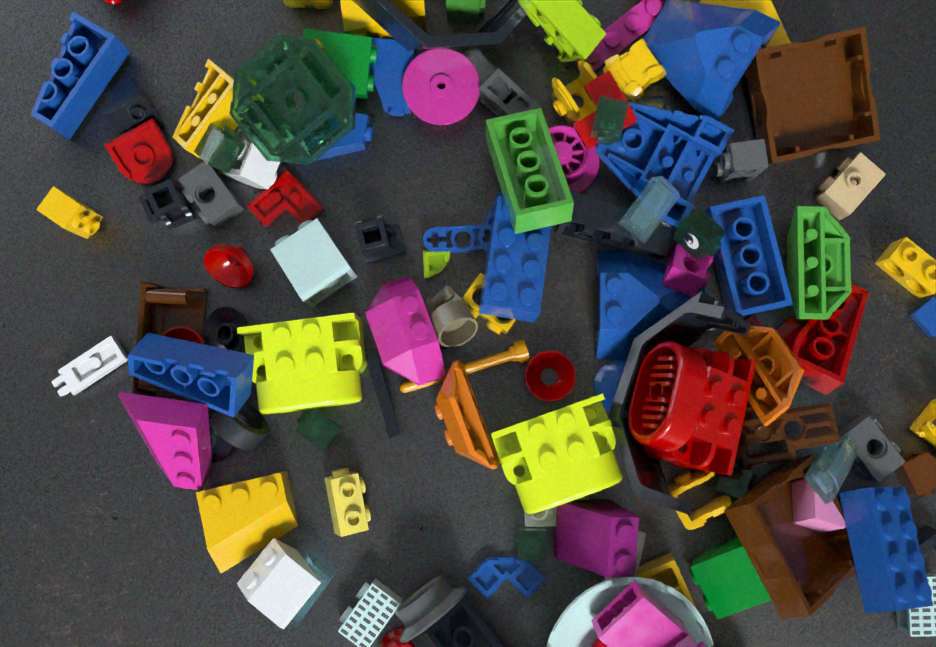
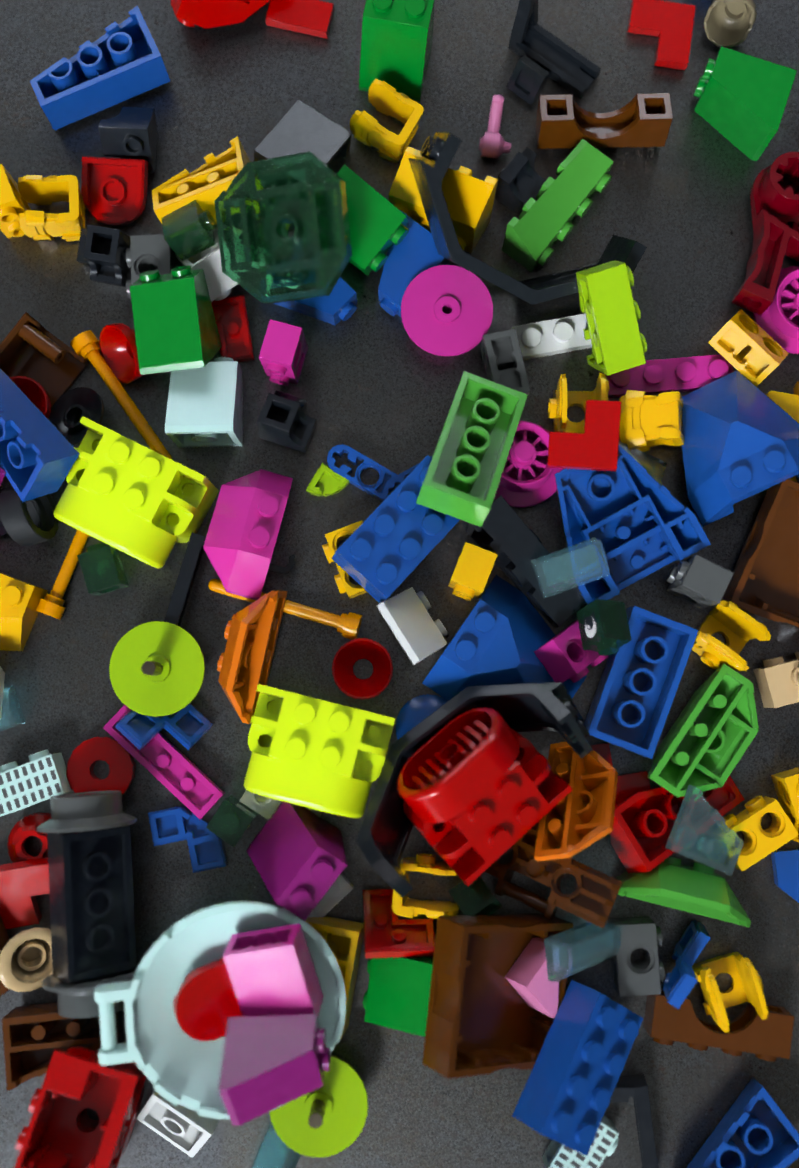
camera: 35 degrees right, 0 degrees up
(92, 187) = (44, 191): none -> yellow piece
(199, 278) = (88, 347): none -> light orange piece
(253, 218) = (173, 320): none -> green slope
(254, 28) = (304, 131): none -> panel
(298, 476) = (53, 602): none -> light orange piece
(345, 191) = (283, 352): none -> dark pink brick
(346, 502) = (80, 659): light yellow brick -> none
(402, 556) = (82, 761): none -> red tile
(407, 472) = (157, 669): none -> lime piece
(424, 510) = (185, 726): none -> blue tile
(451, 318) = (301, 546): dark tan piece -> none
(453, 534) = (170, 769): none -> dark pink plate
(525, 56) = (552, 336): none -> white plate
(566, 323) = (412, 625): none -> white slope
(581, 257) = (472, 571): none -> yellow brick
(609, 120) = (584, 451): clear green brick -> none
(694, 548) = (393, 937): none -> red tile
(786, 177) = (736, 628): none -> yellow piece
(861, 332) = (703, 834): none -> clear light blue wing
(874, 378) = (686, 889): none -> bright green wedge
(898, 313) = (760, 842): none -> yellow brick
(901, 422) = (683, 978): none -> blue tile

